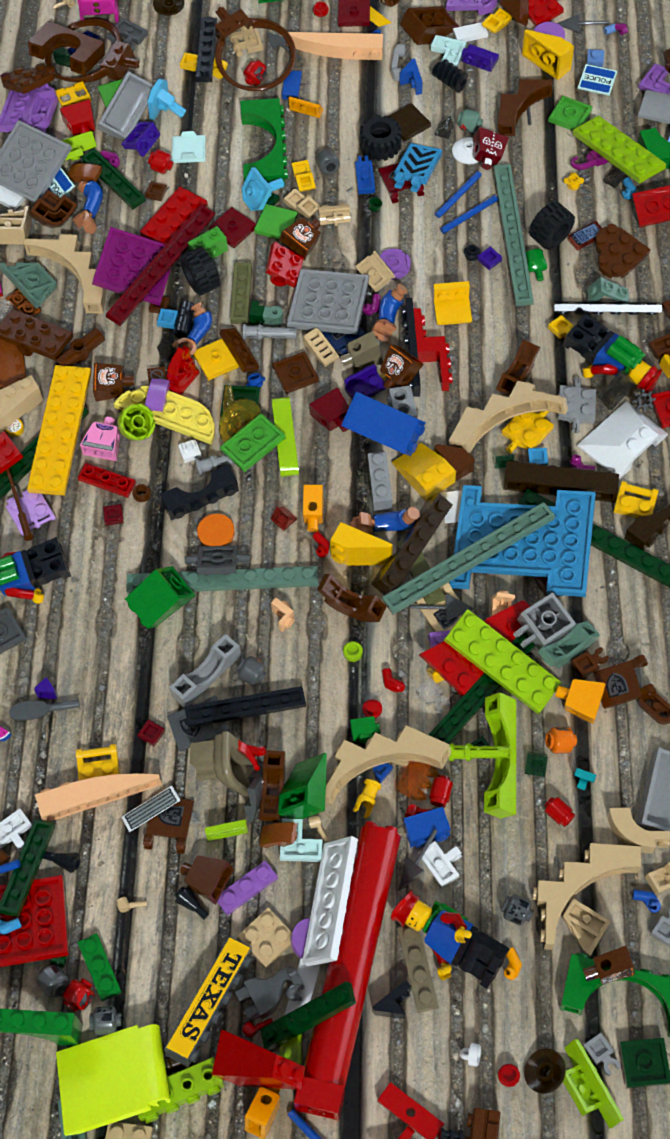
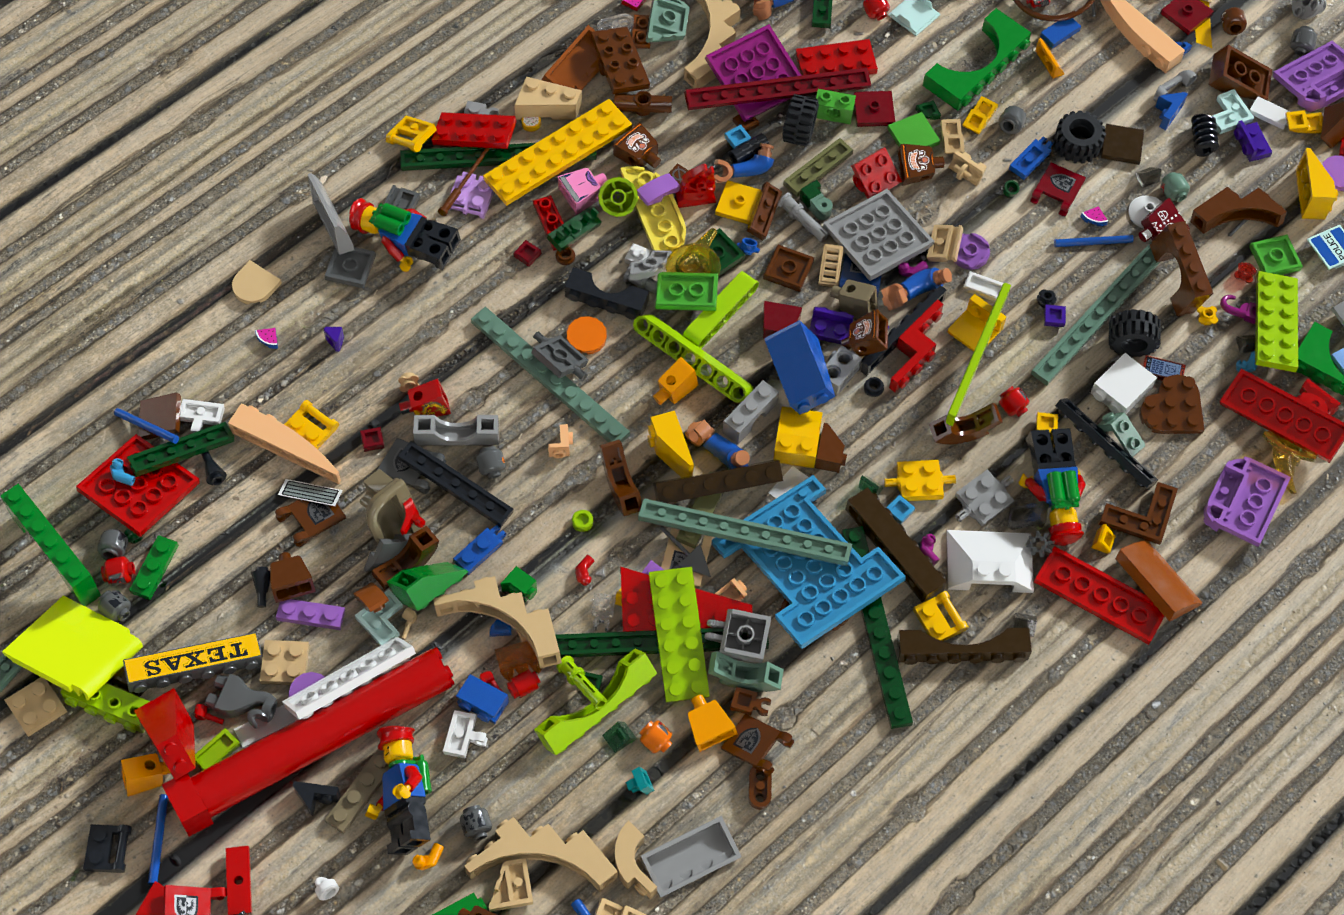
camera: 40 degrees right, 0 degrees up
(36, 709) = (313, 345): dark grey piece -> none
(124, 906) = (216, 542): tan hand -> none
(129, 469) = (574, 229): none -> dark green plate
(133, 671) = (408, 381): none -> tan plate
(156, 191) = (847, 27): reddish brown tile -> none
(159, 596) = (486, 343): green slope -> none
(162, 671) = (426, 400): none -> red torso
(166, 350) = (709, 159): clear smoke slope -> none
(210, 447) = (649, 266): none -> light grey tile
(226, 830) = (342, 559): lime tile -> none
(257, 190) = (926, 95): medium azure piece -> none
(283, 518) = (648, 371): clear red slope -> none
(295, 477) = (702, 359): none -> lime beam
(308, 734) = (480, 549): none -> blue hinge
(308, 1016) = (241, 739): dark green plate -> none
(323, 544) = (656, 410): red arm -> none
(368, 796) = (468, 635): yellow piece -> none
(372, 708) = (545, 576): red plate -> none
(411, 869) = (437, 717): dark grey piece -> none
(417, 166) = (1082, 186): dark azure tile -> none
(427, 278) = (982, 286): none -> white tile
(434, 393) = (873, 382): none -> black plate
(442, 179) = (1094, 216): none -> tile
(469, 214) = (1082, 265): blue bar -> none
(482, 317) = (978, 353): none -> lime tile
(522, 400) = (882, 436): tan arch -> none
(527, 330) = (1014, 401): none -> red head
(536, 263) = (1090, 354): green piece -> none
(556, 163) = (1177, 243): none -> reddish brown arch
(559, 811) = (592, 786): red brick -> none
(565, 137) = (1247, 268): none -> clear red plate
(577, 263) = (1123, 385): none -> white brick

